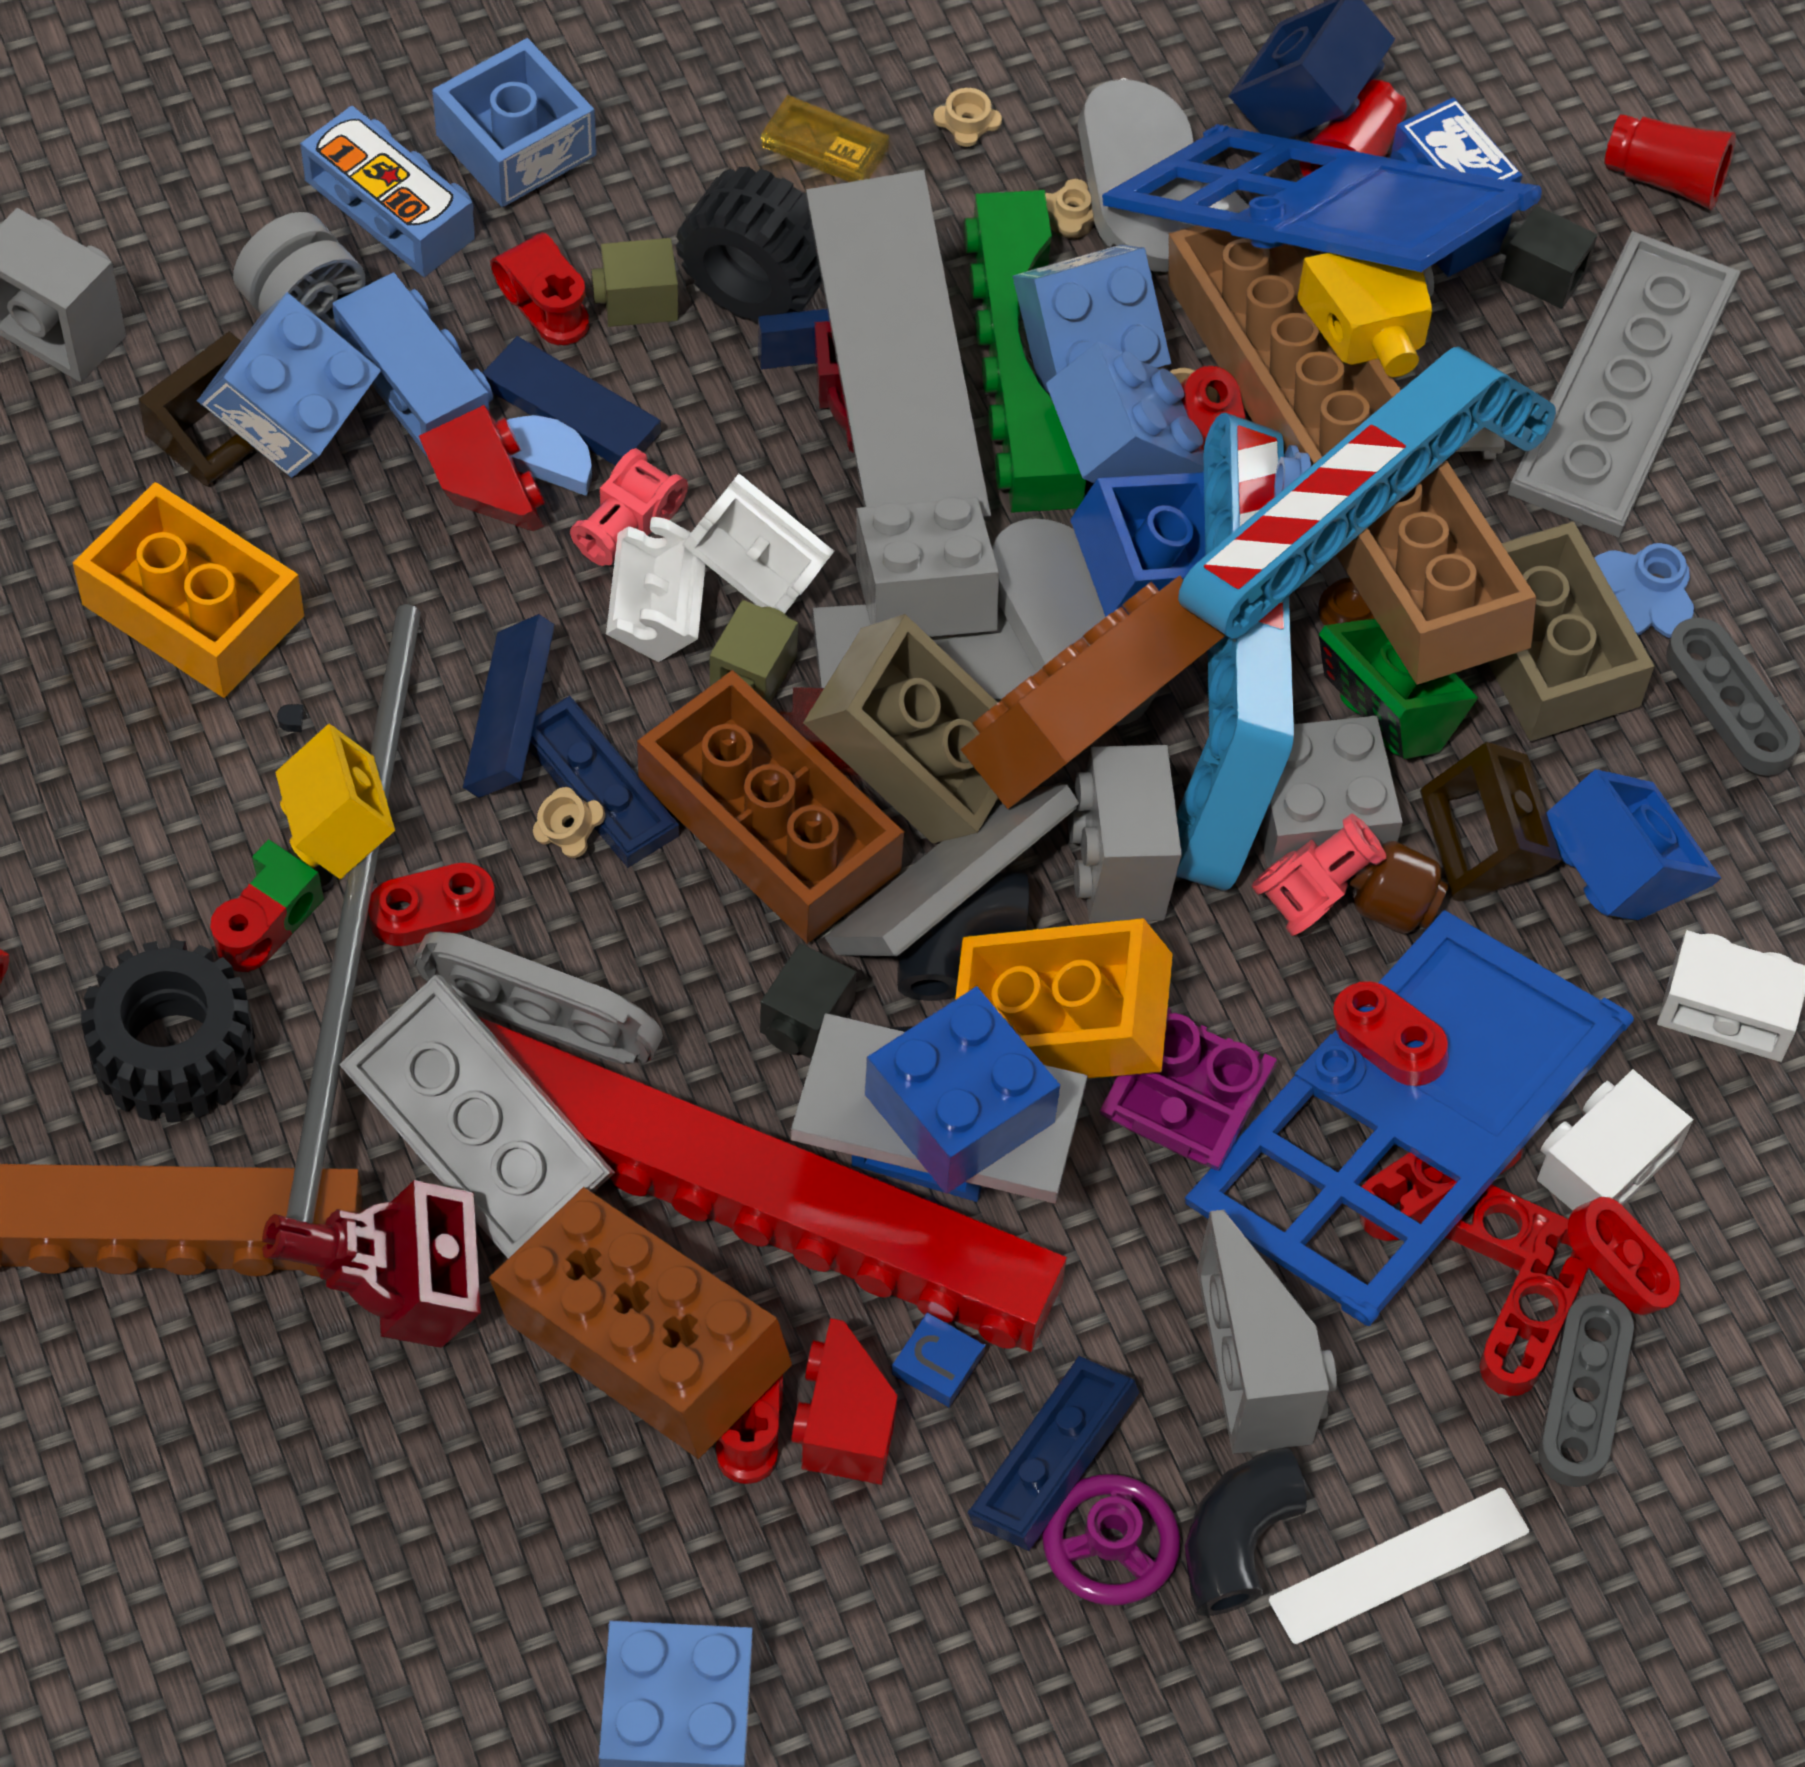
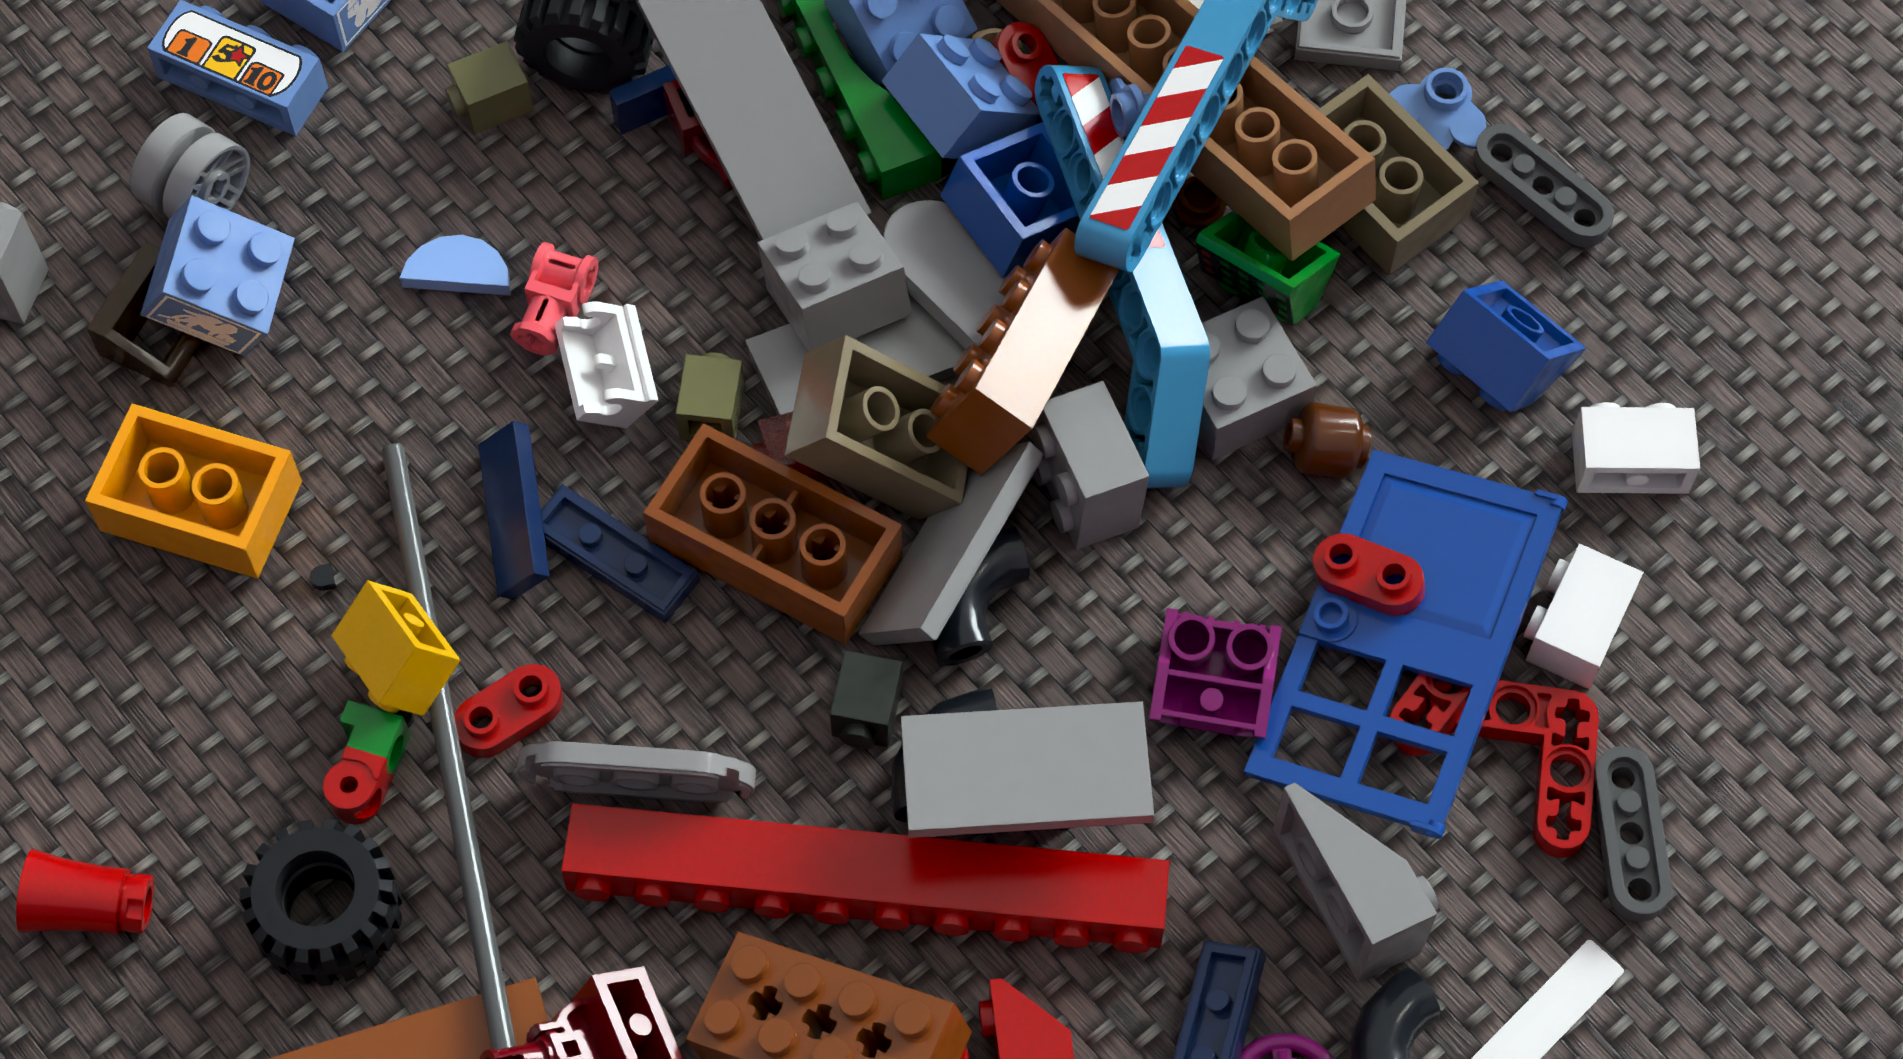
camera: 15 degrees left, 5 degrees up
(419, 364) = (326, 220): medium blue brick -> none
(474, 1114) = (621, 896): light grey tile -> none
(478, 471) = (411, 303): red slope -> none
(543, 289) = (408, 117): red piece -> none
(556, 811) = (586, 597): tan plate -> none
(557, 391) = (458, 209): dark blue tile -> none
(757, 546) = (681, 301): white hinge -> none
(938, 1359) = (1086, 981): blue tile -> none
(961, 1089) = (1046, 752): blue brick -> none
(1078, 993) = (1090, 634): light orange brick -> none
(1315, 877) = (1258, 456): coral connector -> none
(1514, 814) = (1403, 346): dark brown tile -> none
(1623, 1256) = (1625, 708): red plate -> none

